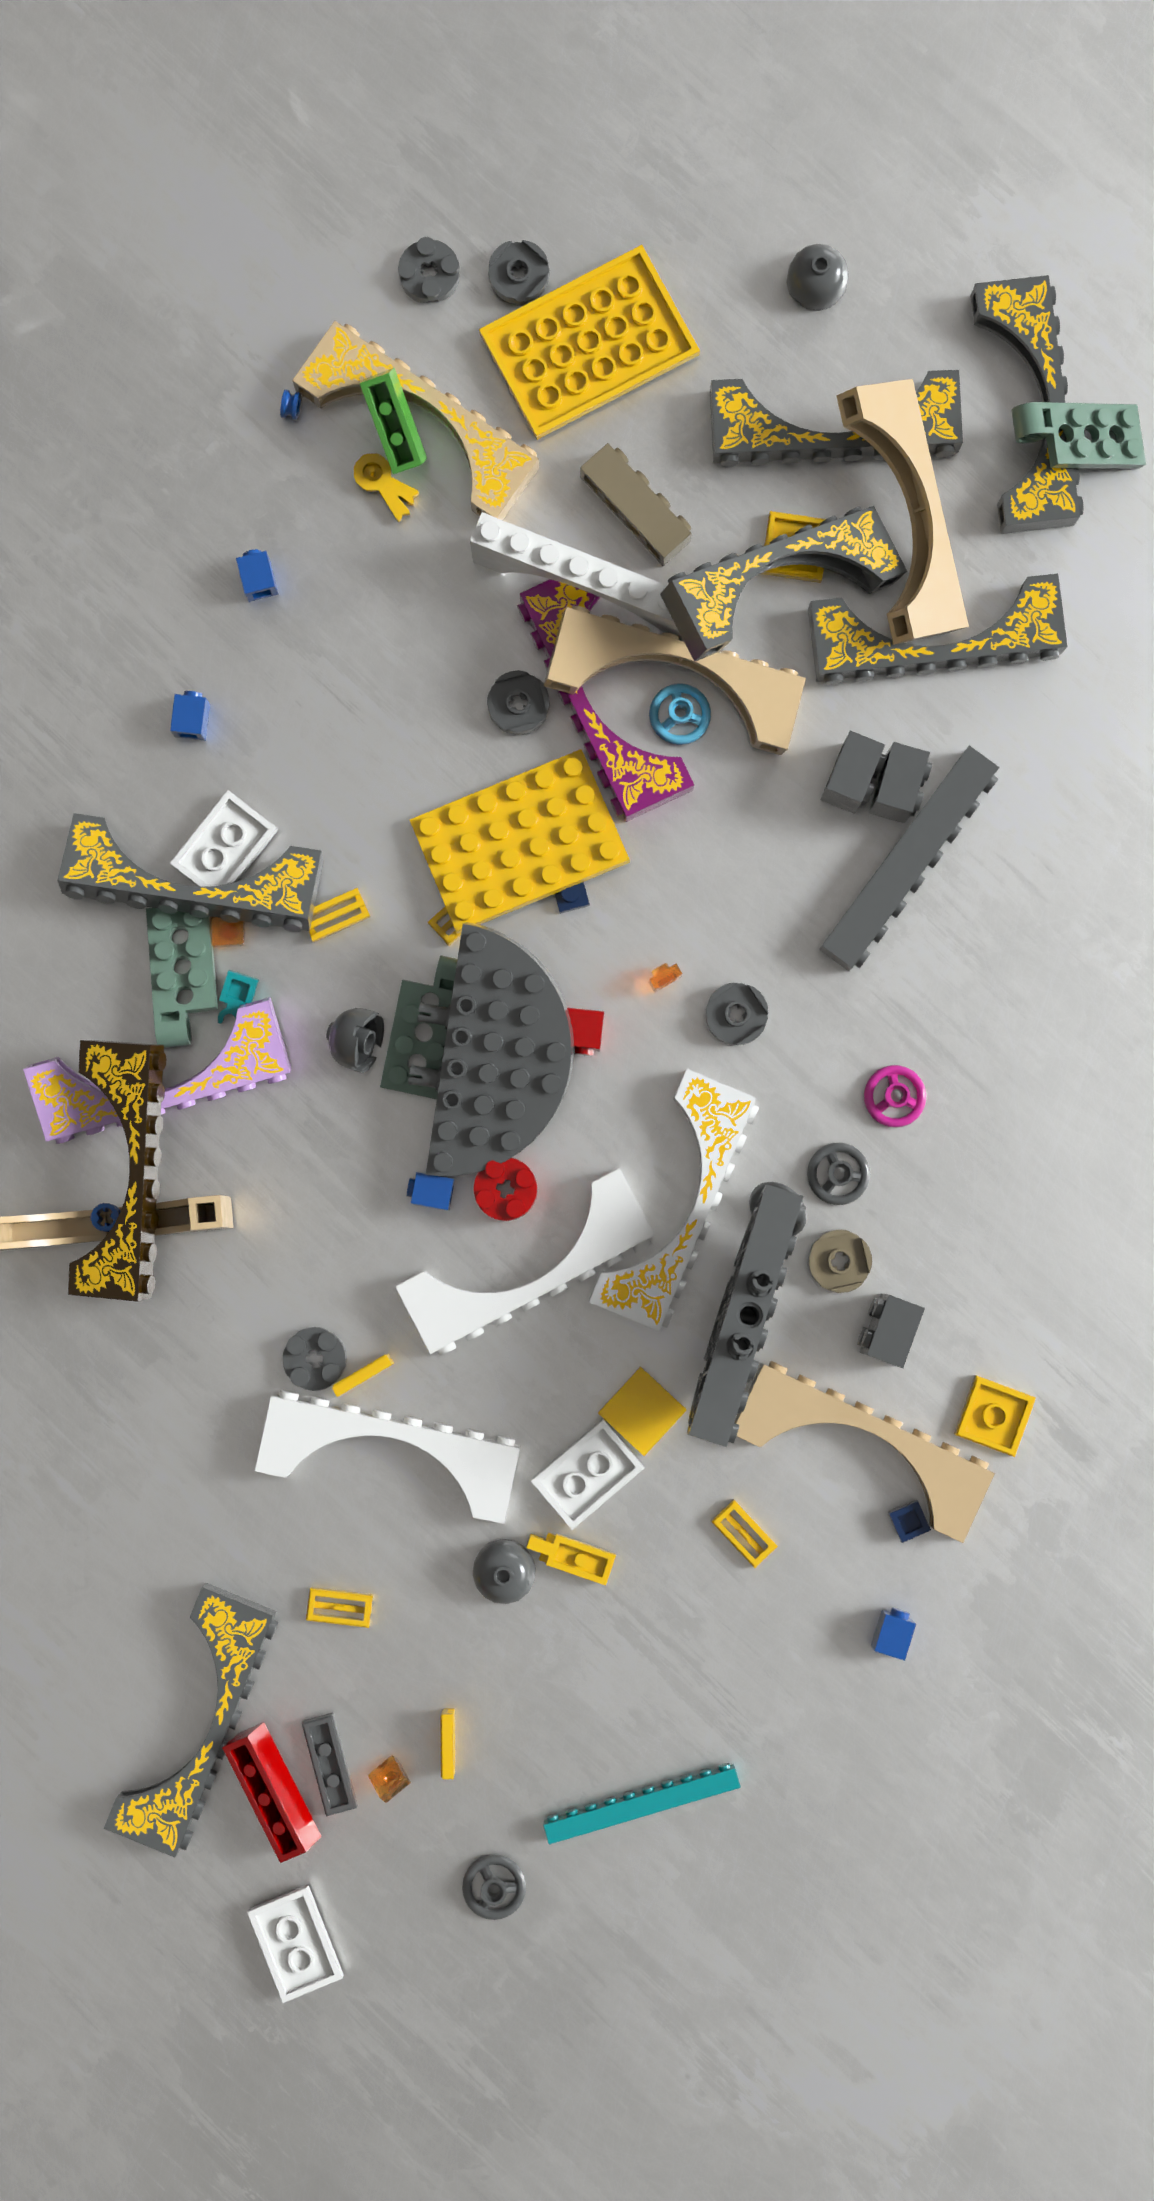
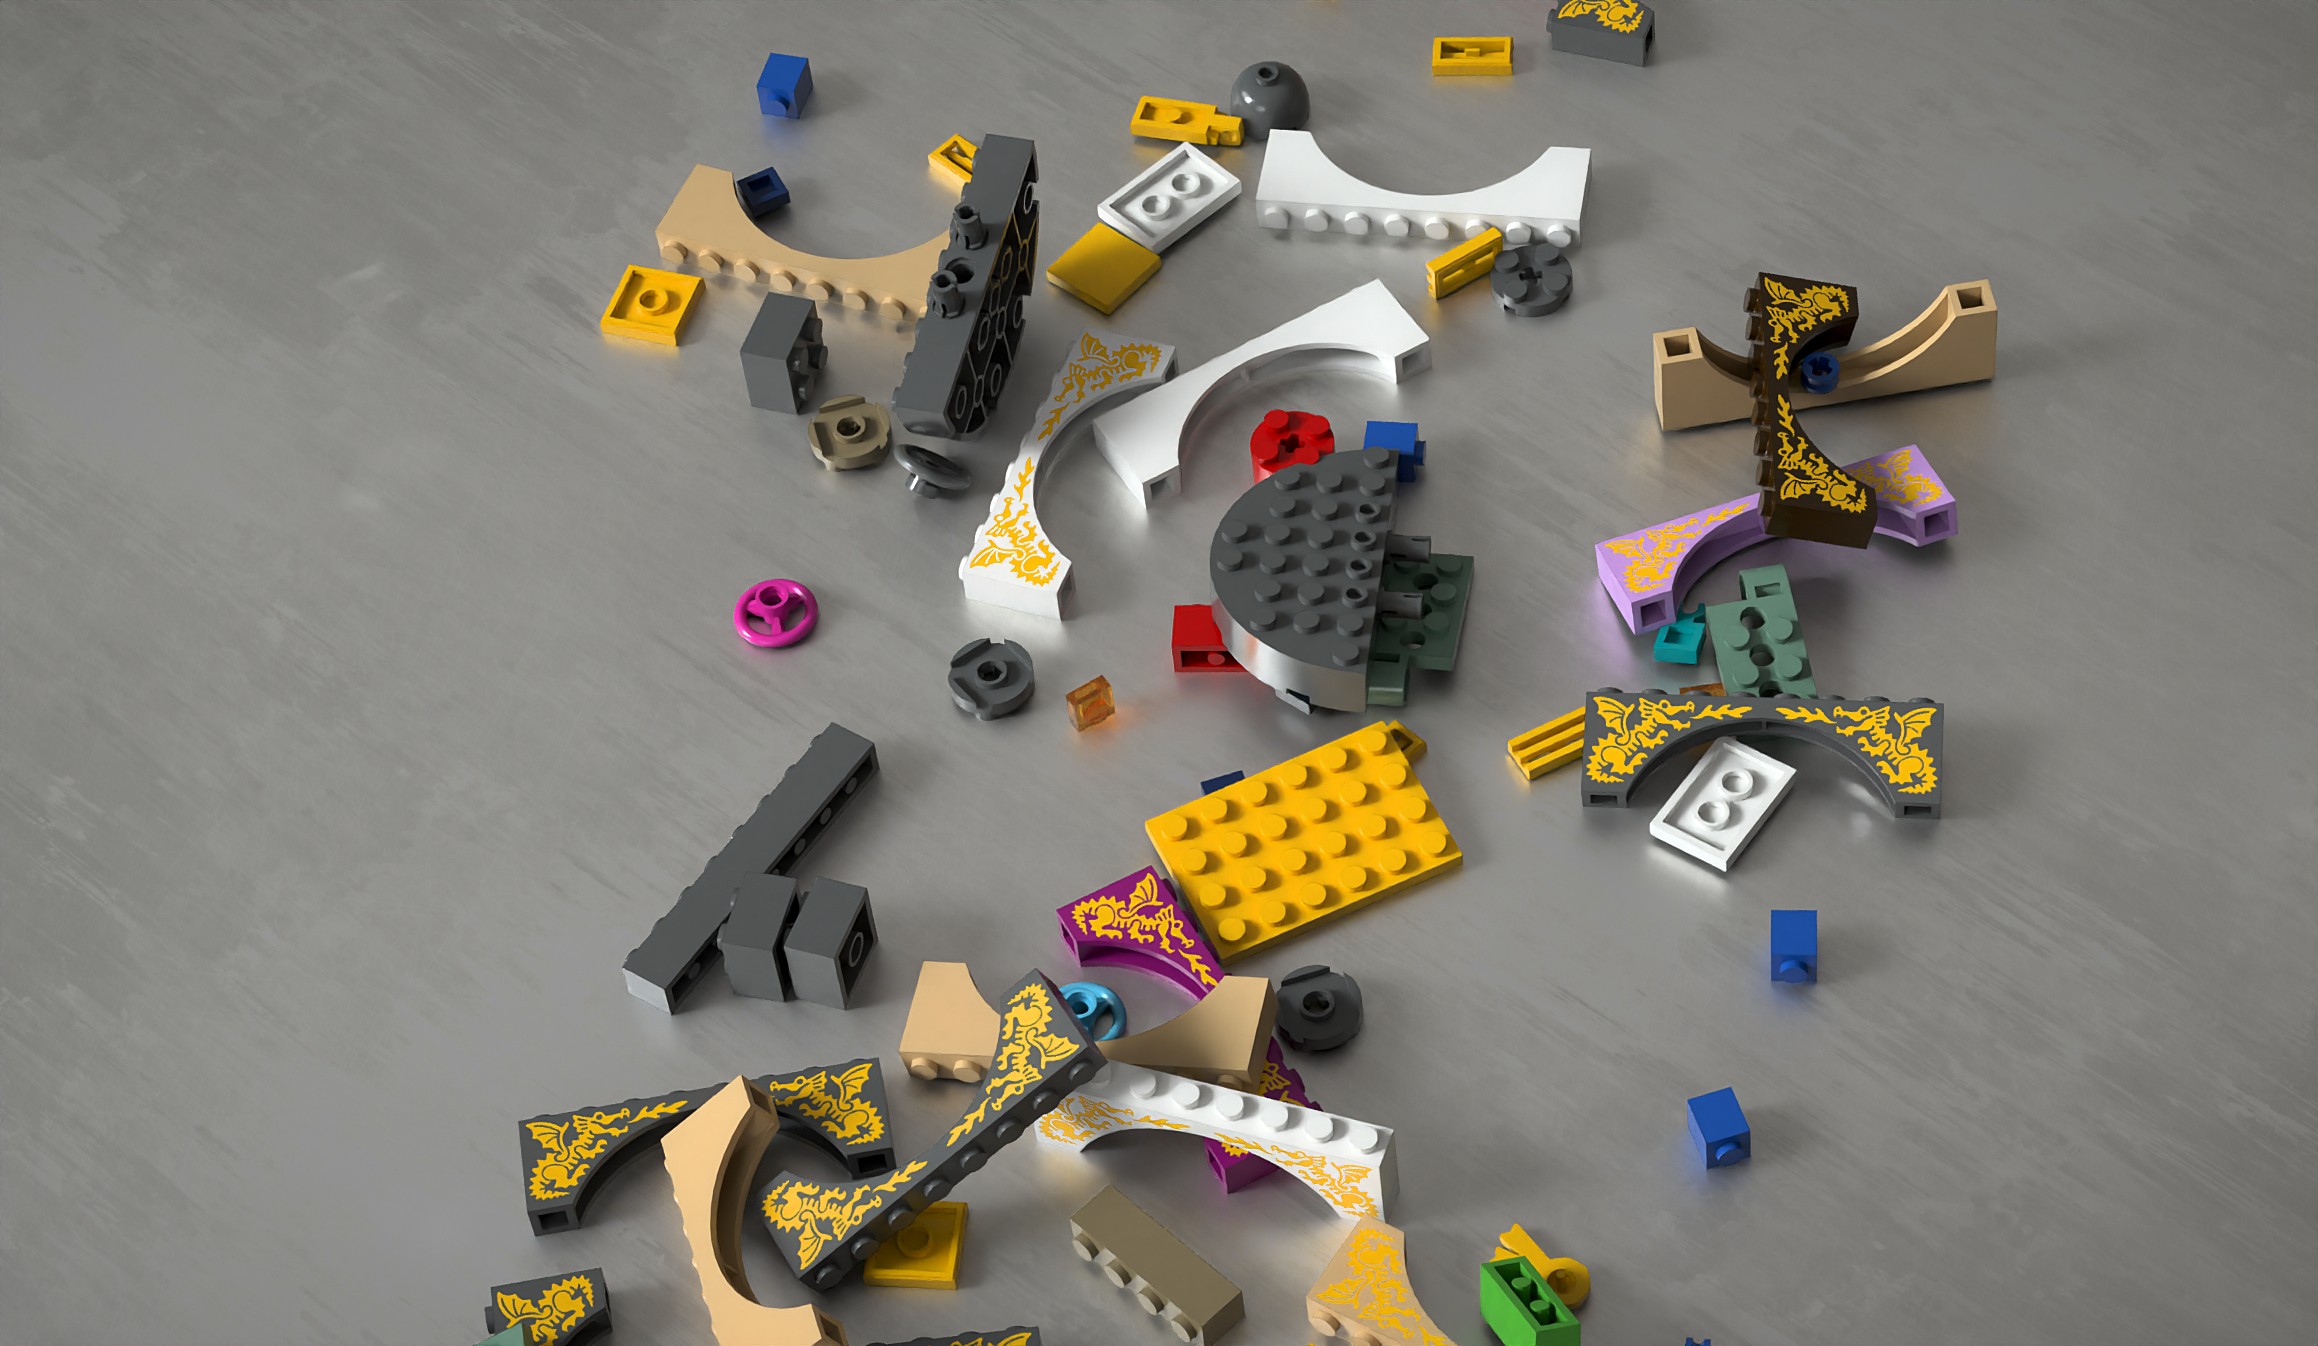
camera: 175 degrees left, 35 degrees down
(354, 1037) = (1513, 594): dark grey cylinder -> none
(824, 1192) = (849, 517): dark grey piece -> none

